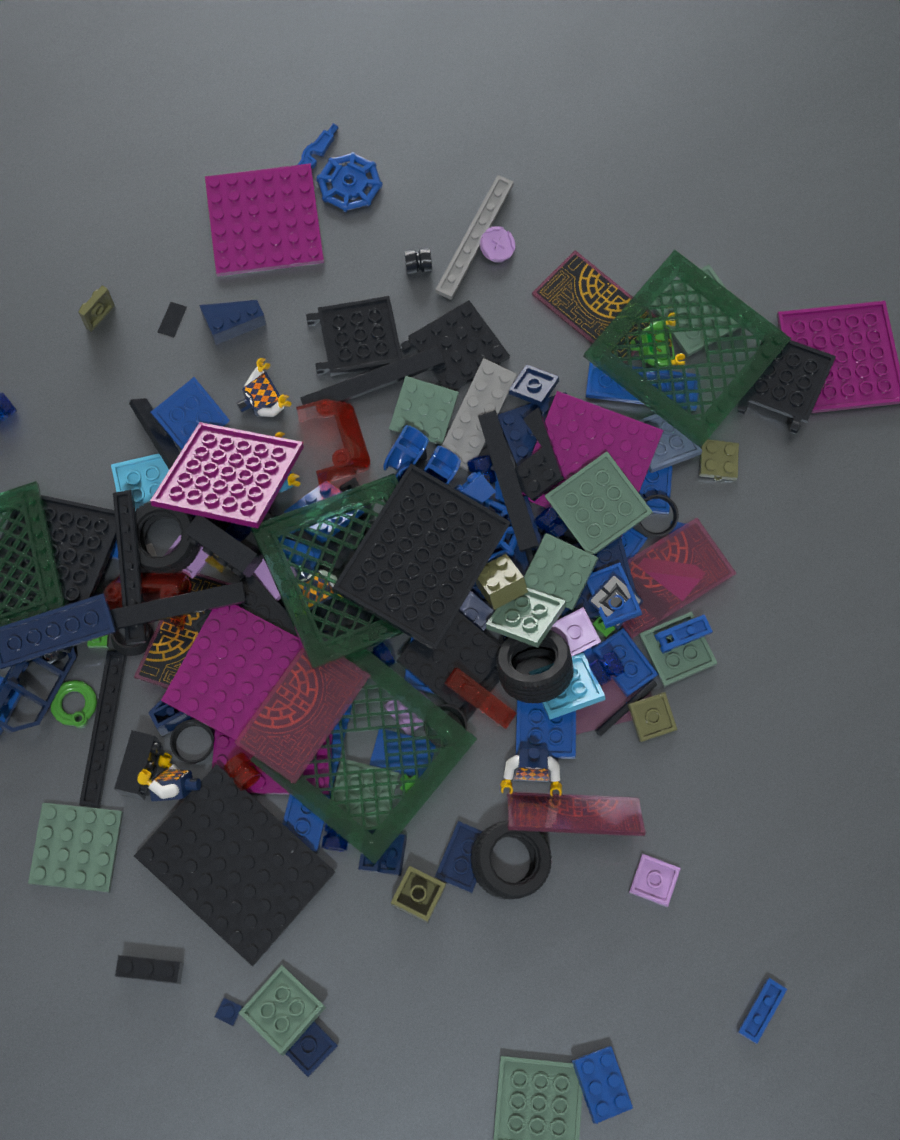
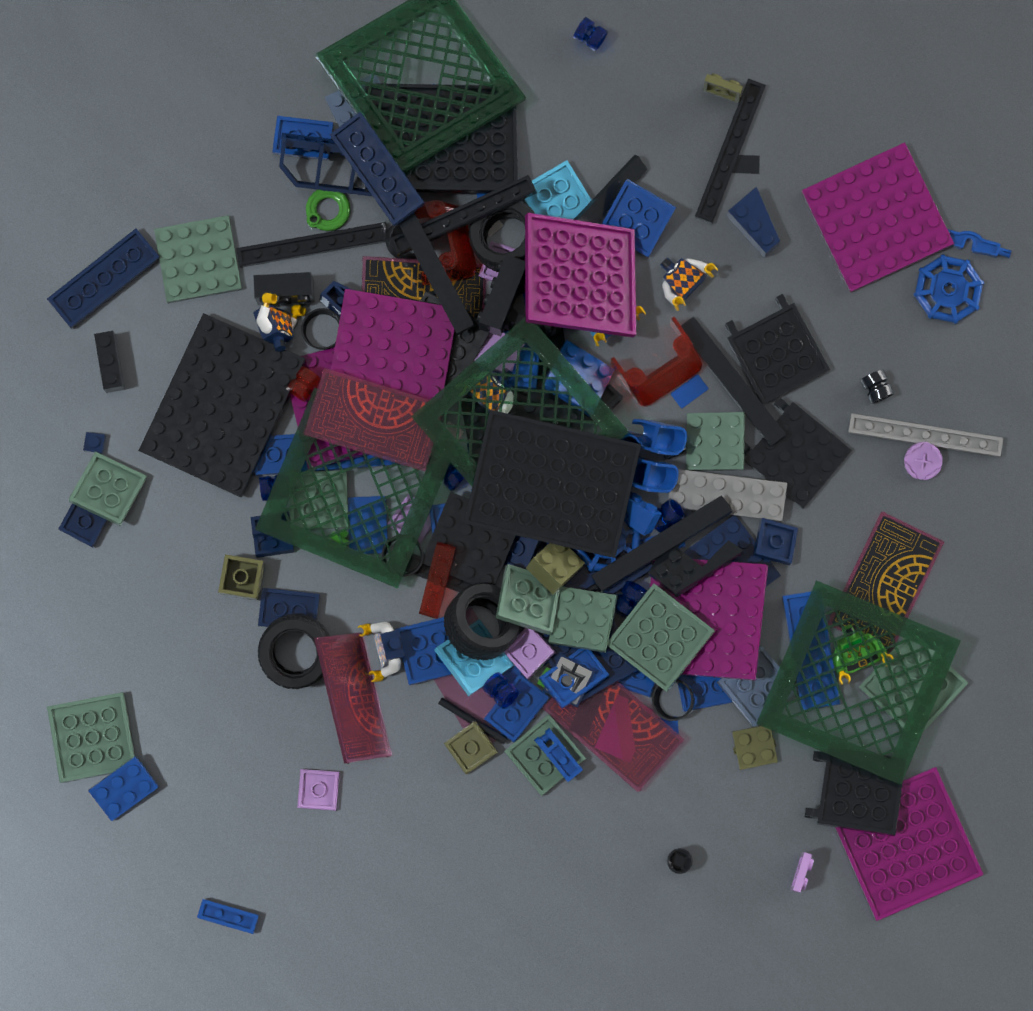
camera: 80 degrees right, 10 degrees up
(60, 952) = (103, 278): none -> dark blue plate
(160, 325) = (730, 151): none -> black tile
(368, 423) = (689, 391): none -> blue sticker
(811, 554) = (679, 861): none -> black wheel
(849, 449) = (805, 864): none -> lavender plate

